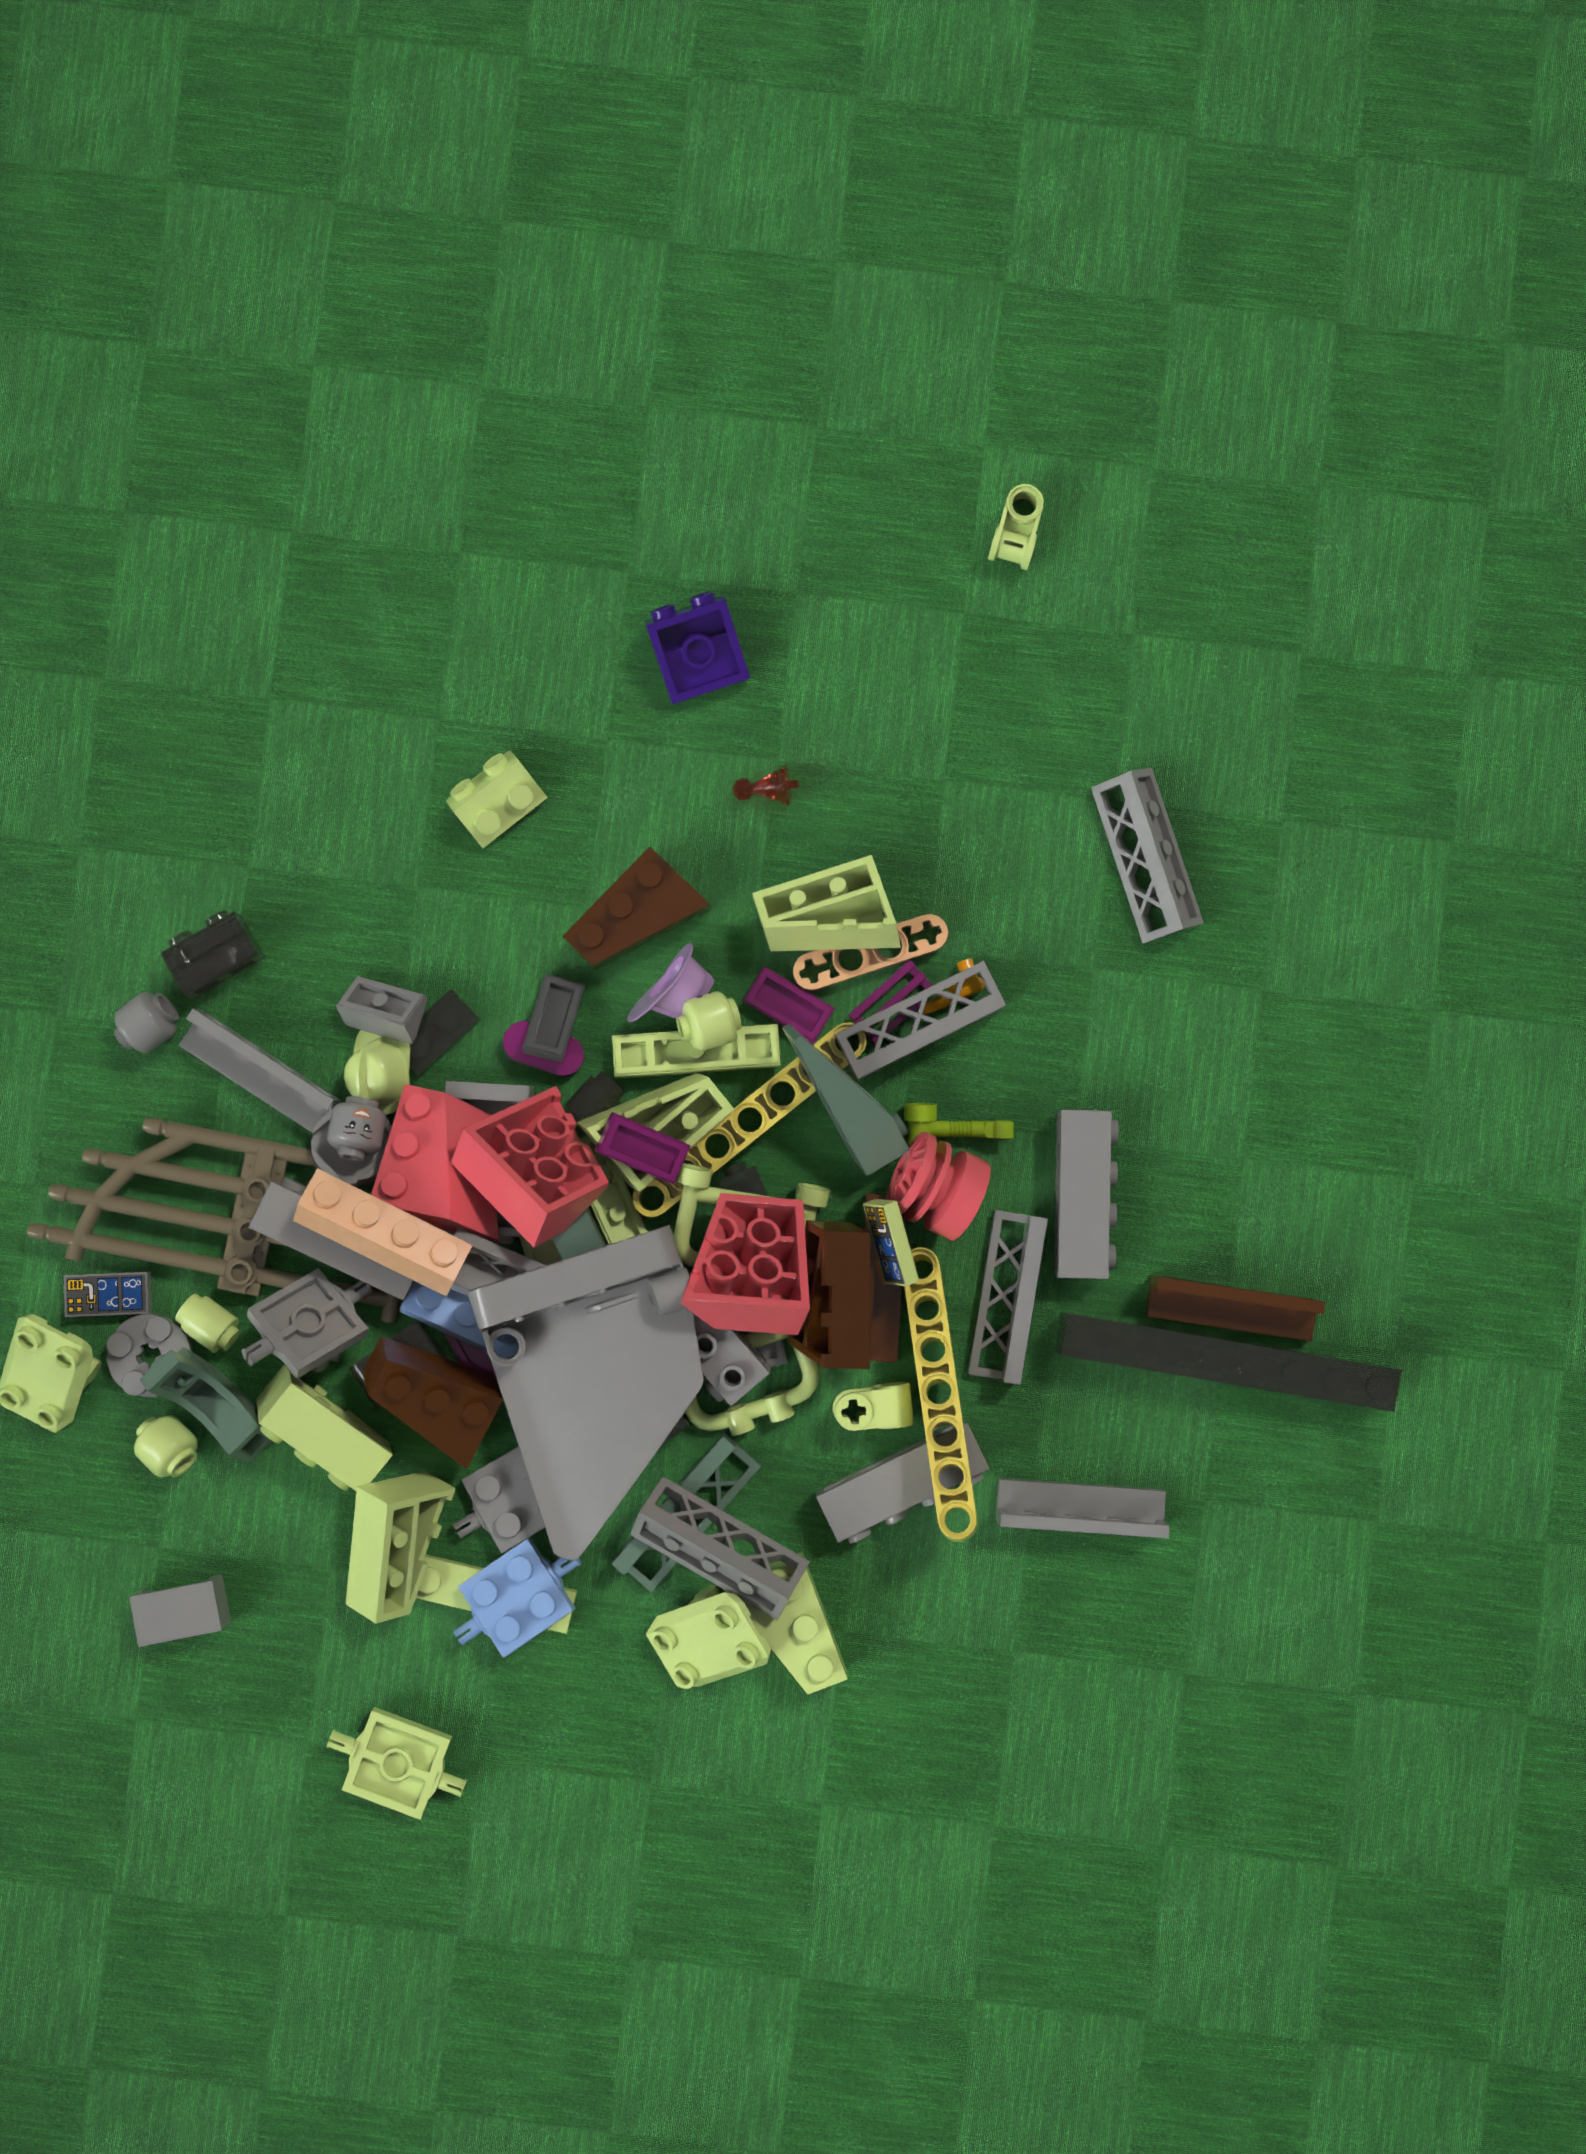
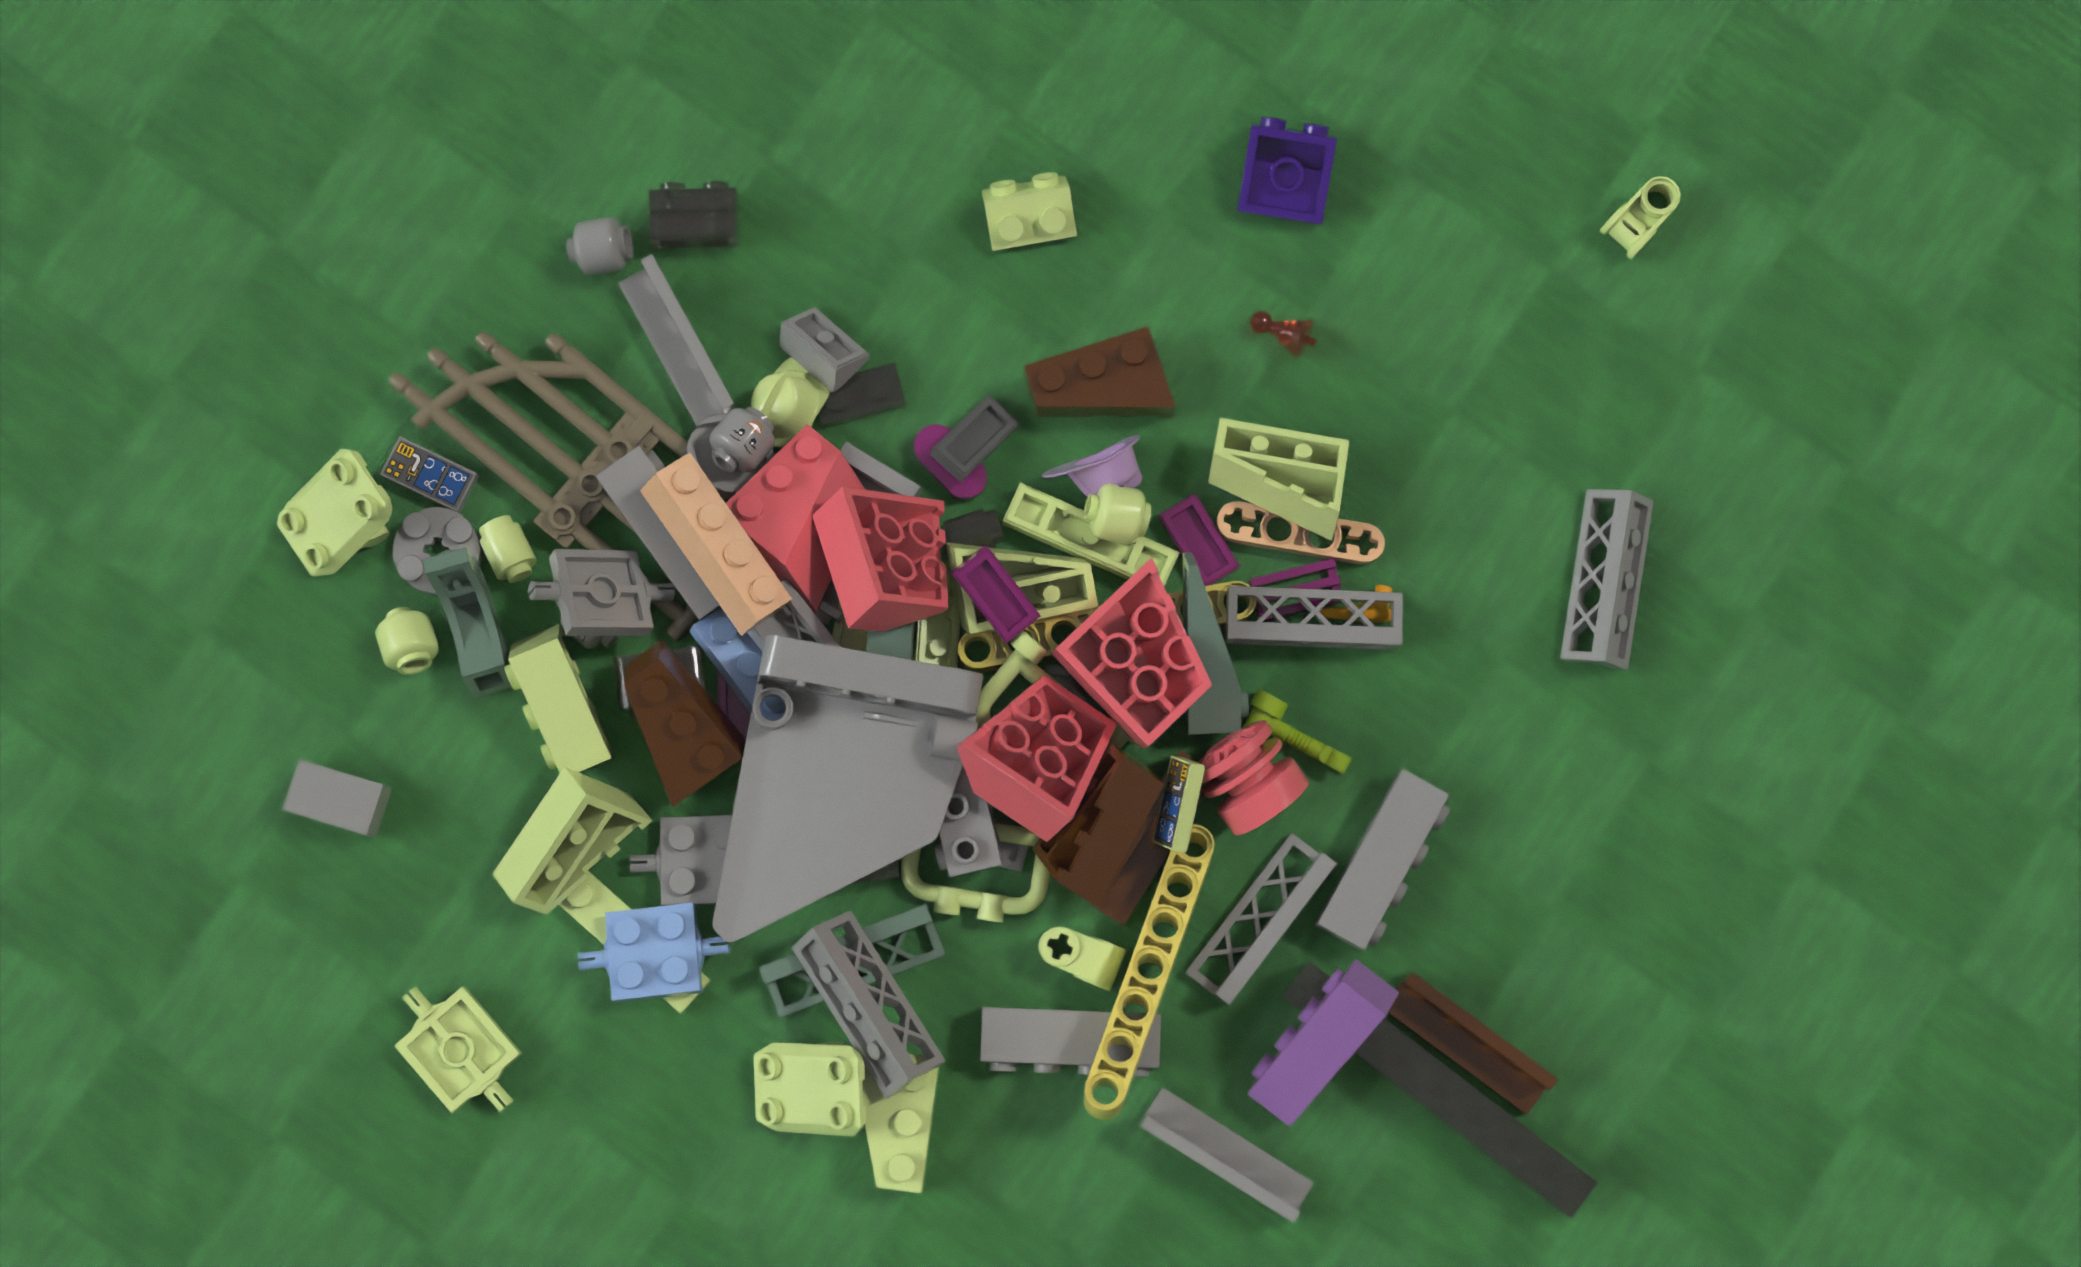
camera: 30 degrees right, 5 degrees down
(790, 1137) = (1136, 658): none -> coral wedge
(1115, 1377) = (1323, 1042): none -> medium lavender brick

